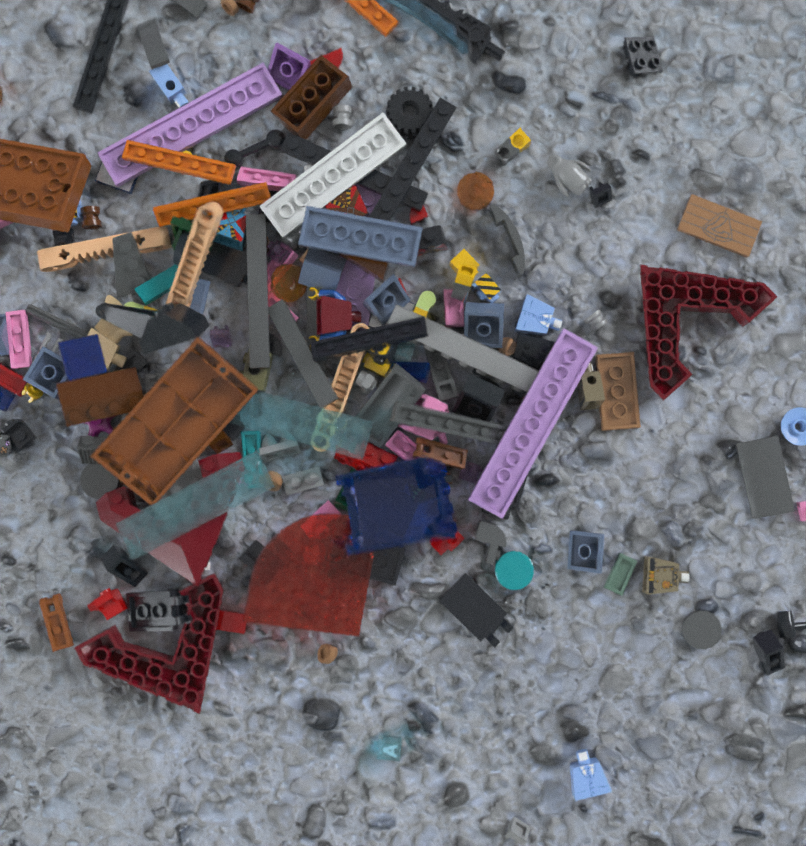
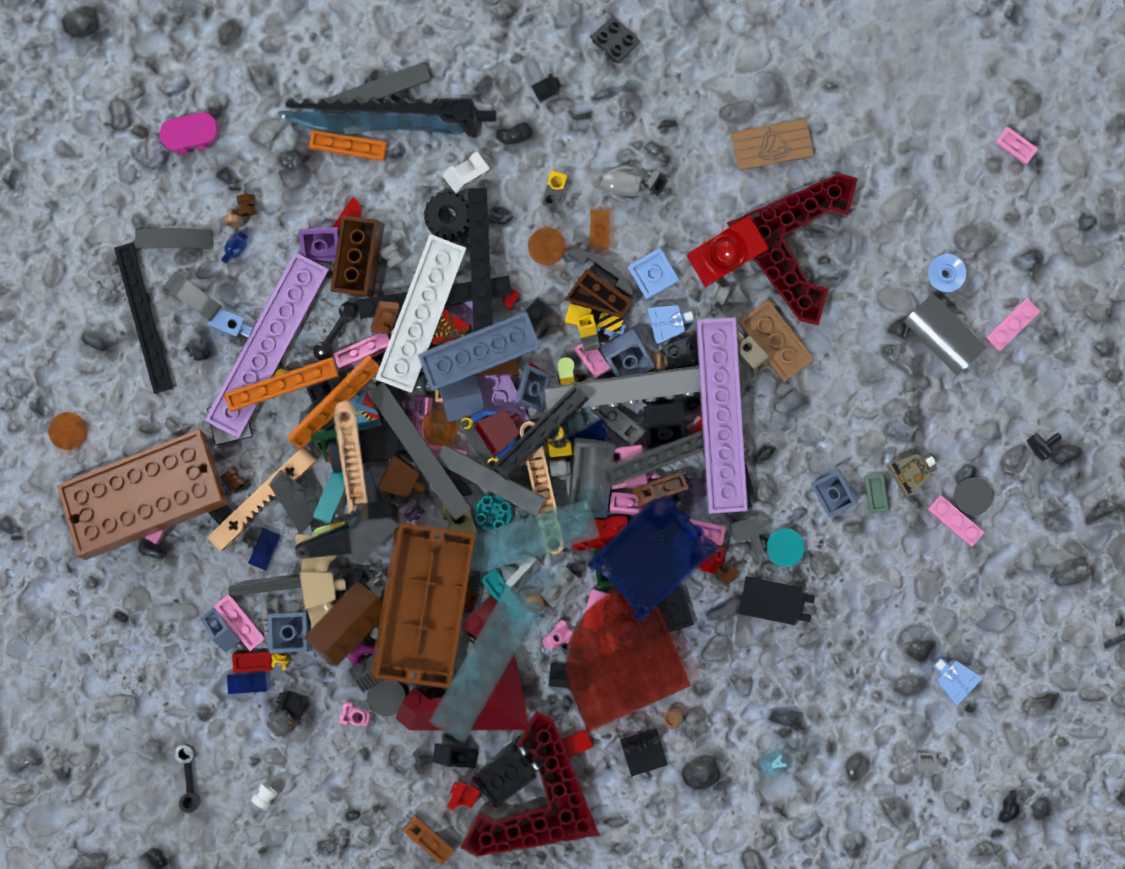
camera: 35 degrees left, 0 degrees up
(62, 478) = (351, 715): none -> bright pink plate
(79, 292) = (264, 549): none -> clear blue tile
(82, 357) = (310, 601): clear blue tile -> none
(217, 27) = (235, 246): none -> clear blue plant
(229, 304) = (401, 478): none -> reddish brown torso
(278, 520) = (560, 634): none -> bright pink plate
(284, 665) = (643, 752): none -> black hinge
(287, 382) = (492, 512): none -> teal tile
(301, 160) = (384, 317): none -> dark orange plate
(447, 87) = (466, 173): none -> white panel
(451, 564) = (728, 576): none -> reddish brown tile
(461, 517) = (712, 531): none -> bright pink plate
(493, 257) = (598, 295): none -> reddish brown wedge
(504, 418) = (695, 425): none -> red tile
(528, 204) = (599, 229): none -> clear orange plate
(550, 269) = (653, 273): none -> light blue plate
(560, 60) = (546, 88): none -> black bracket
(626, 289) = (727, 251): none -> red slope
(673, 640) = (955, 520): none -> bright pink plate
(769, 651) = (1040, 479): black slope -> none

